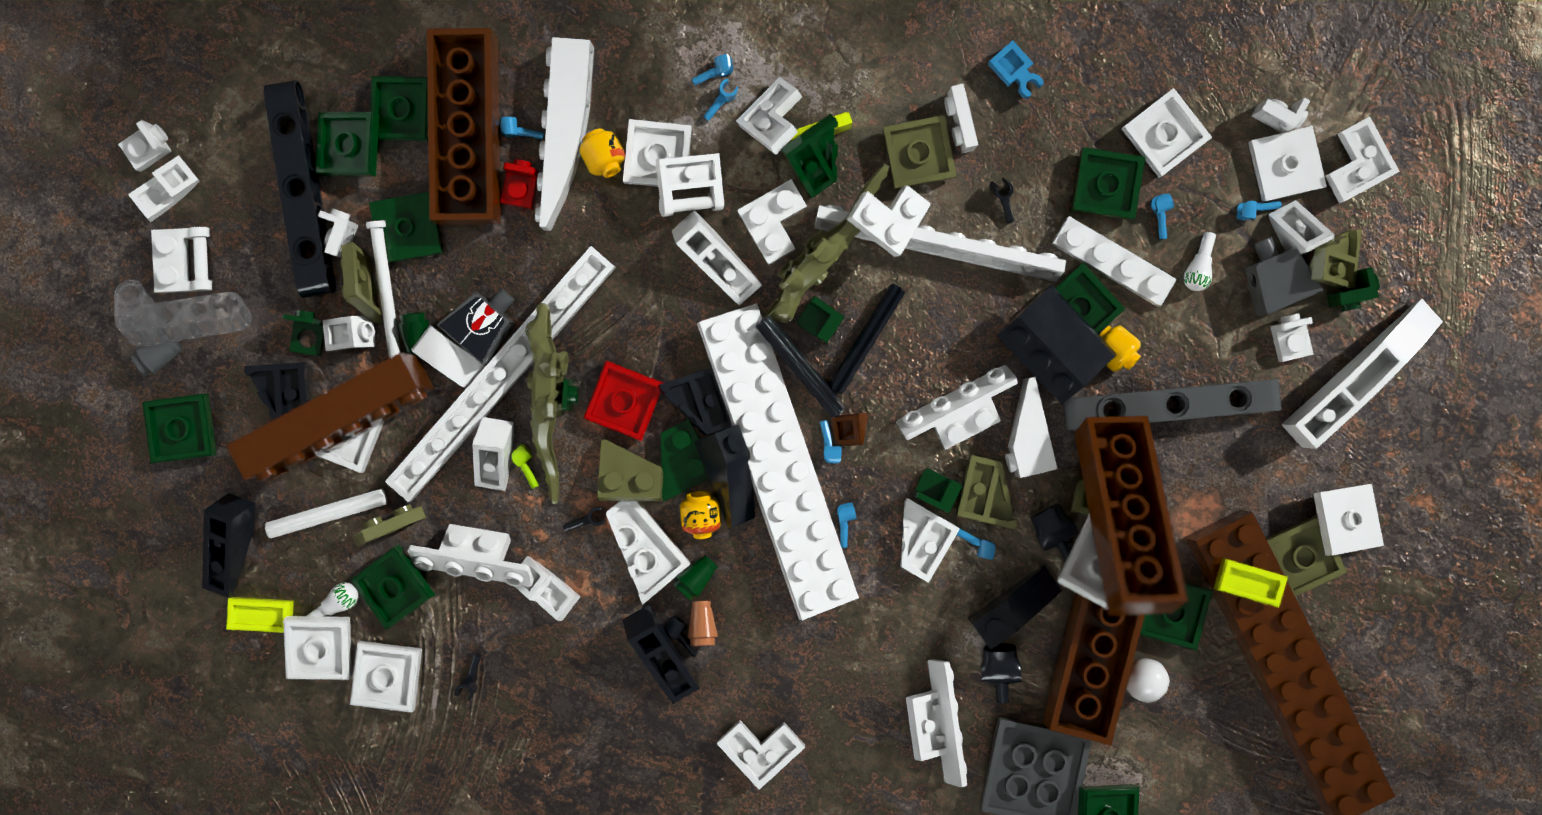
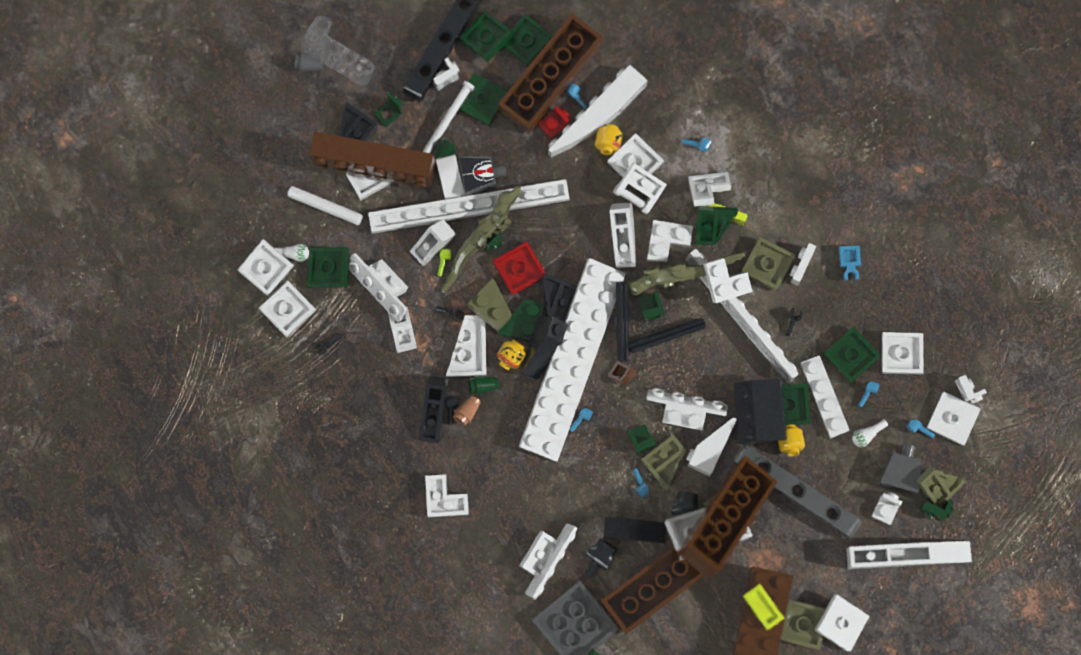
camera: 40 degrees right, 10 degrees down
(171, 260) = (353, 24): white plate -> none
(179, 428) = (288, 107): dark green plate -> none
(226, 539) = (264, 180): black slope -> none
(258, 614) = (249, 228): neon yellow tile -> none
(348, 333) = (410, 126): white bracket -> none
(359, 281) = (437, 107): olive wing -> none
(377, 528) = (351, 235): olive wing -> none
(721, 99) = (689, 160): dark azure hand -> none
(831, 454) = (602, 378): dark azure hand -> none
(924, 540) = (614, 459): white wing -> none
(1147, 680) = (671, 621): white piece -> none
(1184, 624) = (713, 599): dark green plate -> none
(1299, 228) = (932, 453): white slope -> none
(1369, 163) = (992, 452): white plate -> none

